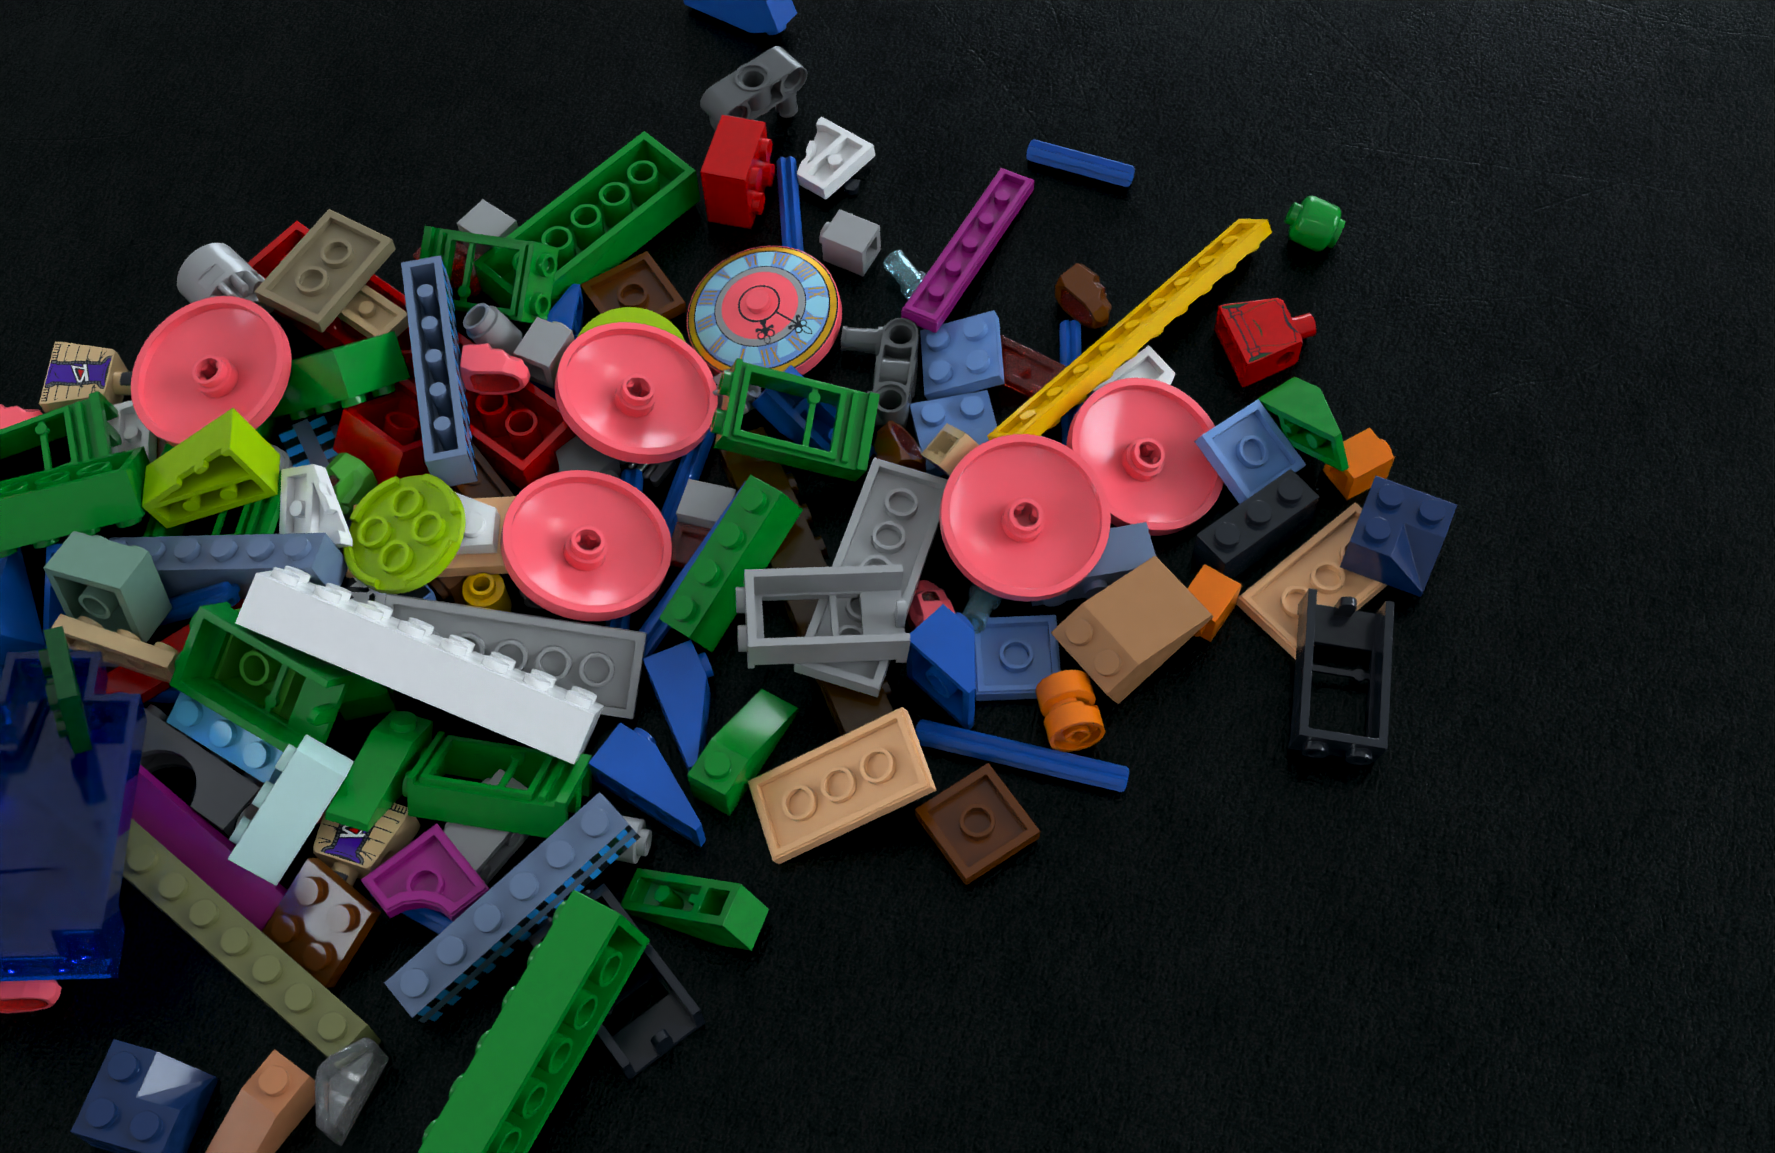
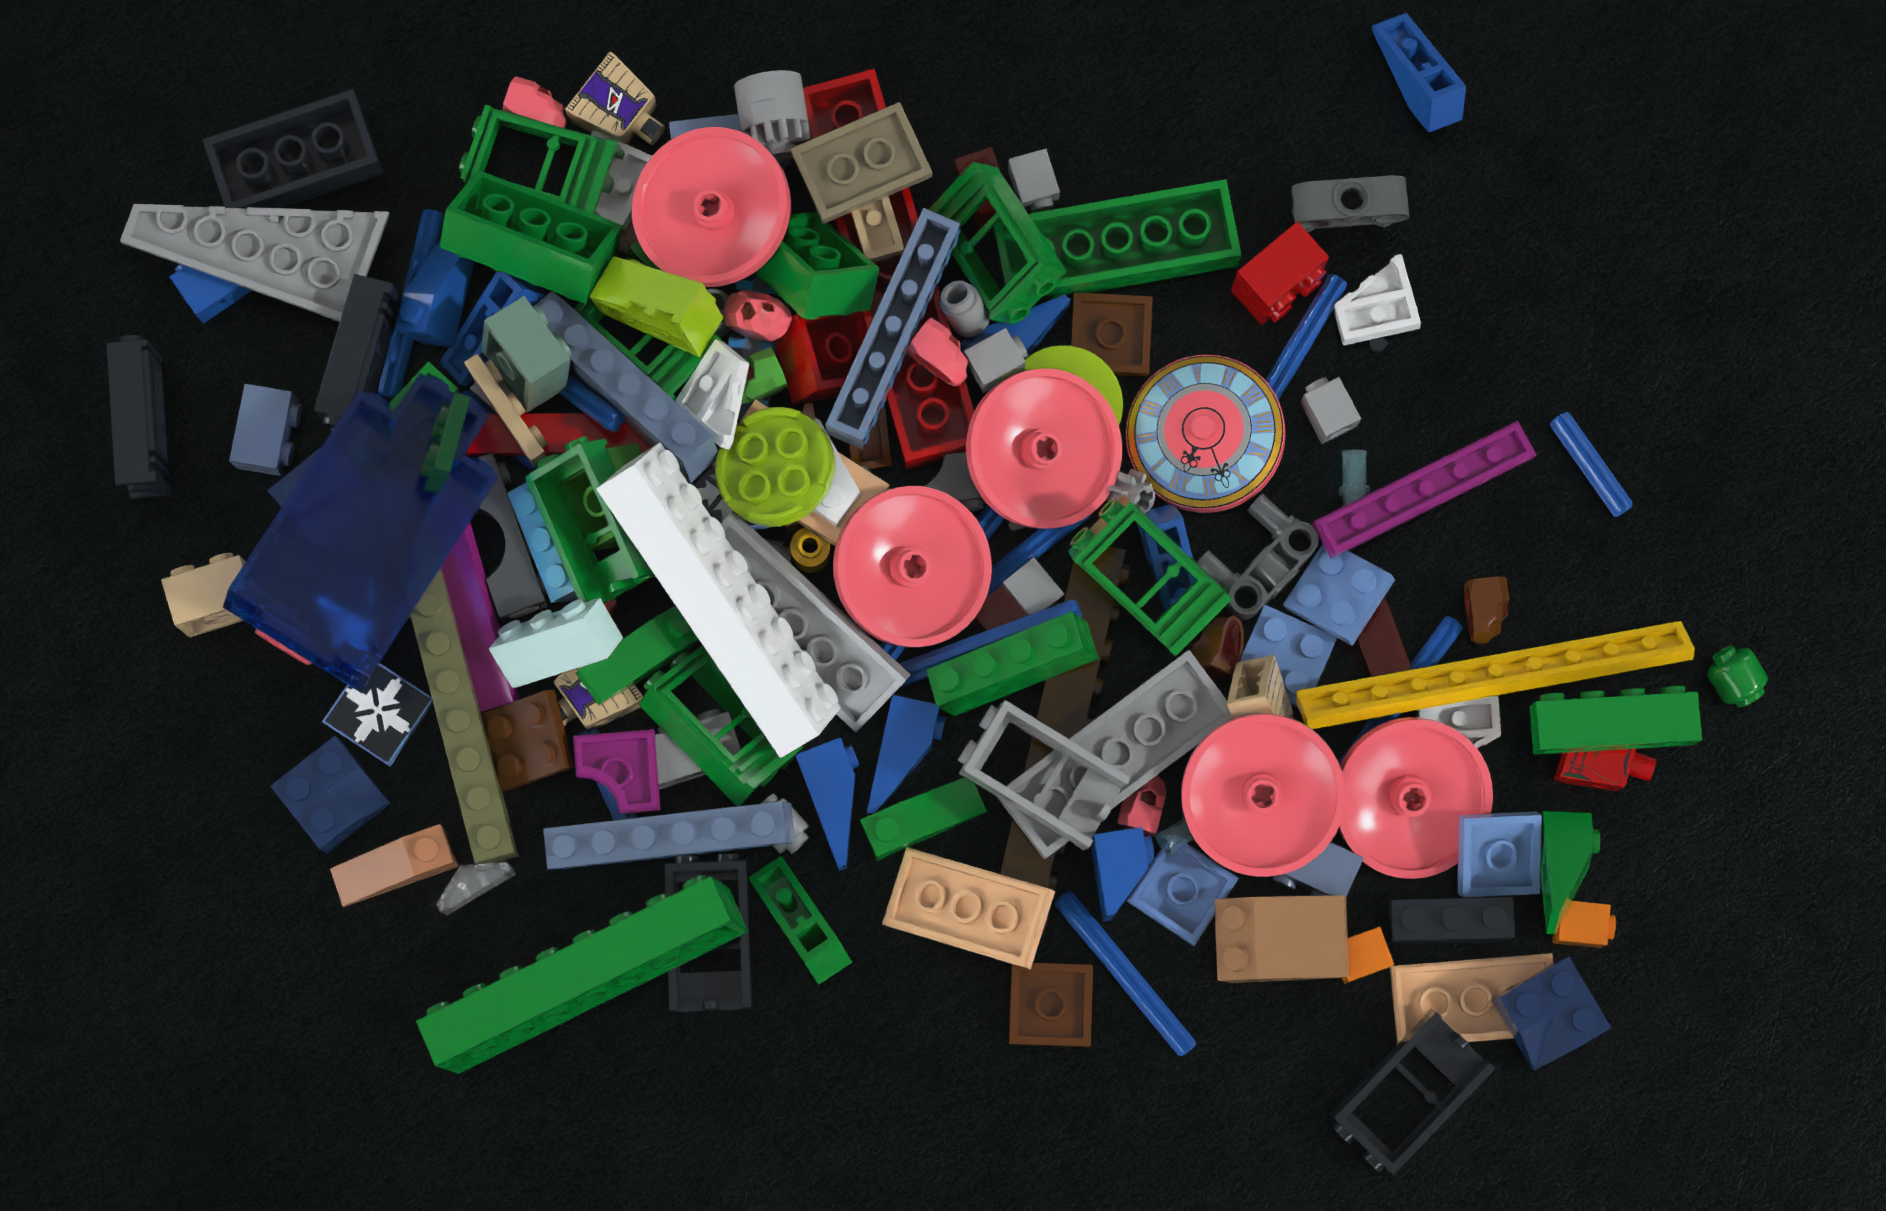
camera: 30 degrees right, 20 degrees up
(156, 1000) = (381, 715): none -> tile
(311, 438) = (757, 315): none -> coral rock
(1069, 710) = (1184, 969): orange wheel -> none
(1256, 294) = (1615, 722): none -> green brick

